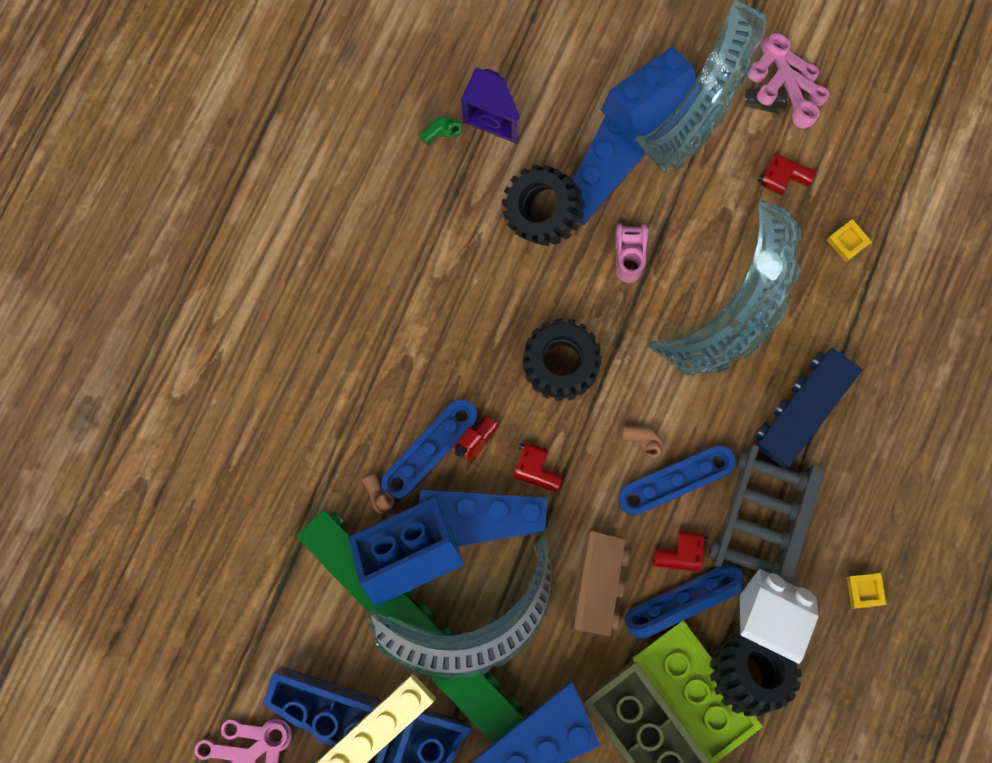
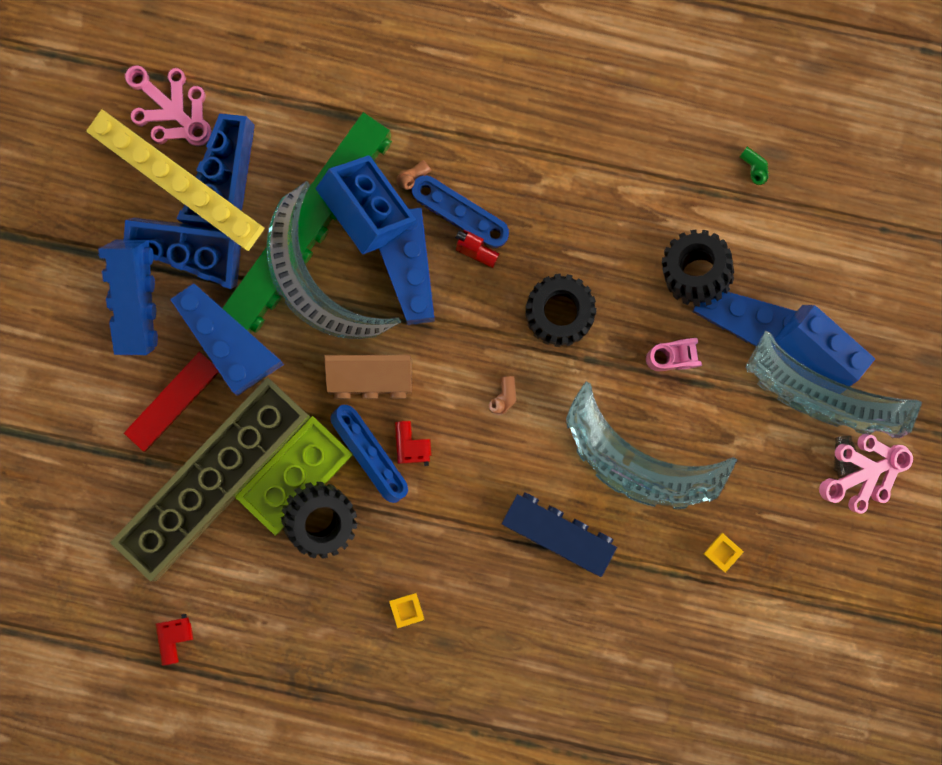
camera: 75 degrees right, 5 degrees up
(490, 105) = (784, 202): dark purple slope -> none
(531, 468) = (459, 303): red piece -> none
(676, 480) = (473, 430): blue plate -> none
(778, 615) = (368, 529): white slope -> none
(781, 171) = (779, 482): red piece -> none
(797, 511) = (437, 534): dark grey fence -> none

